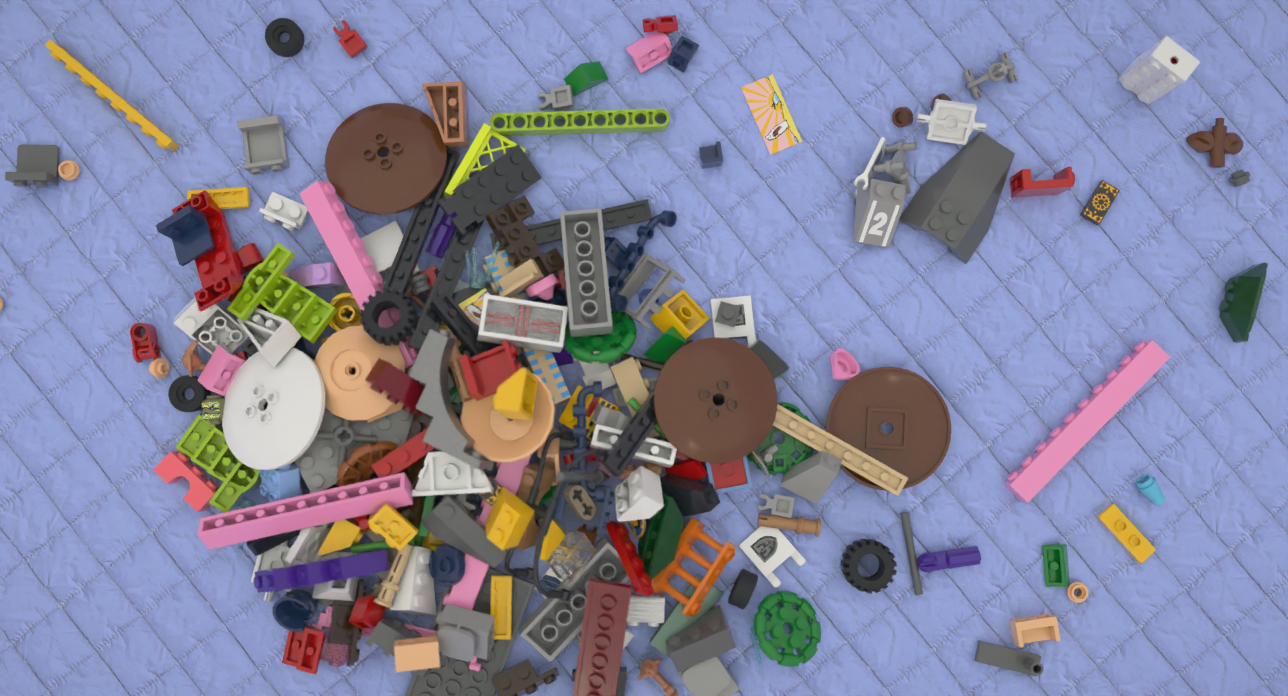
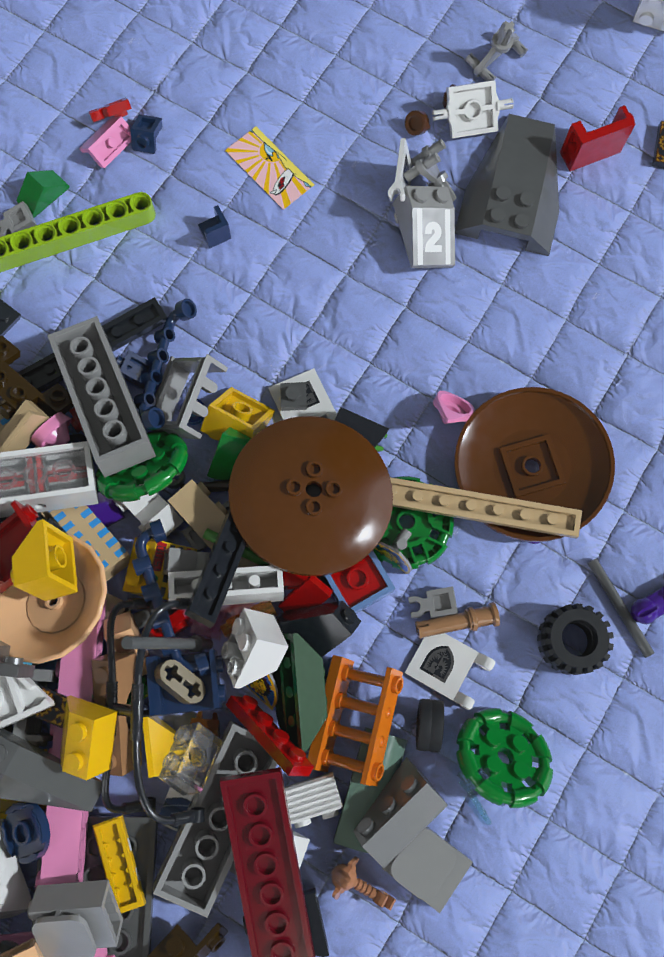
camera: 20 degrees left, 10 degrees down
(812, 476) = (465, 550): light grey slope -> none

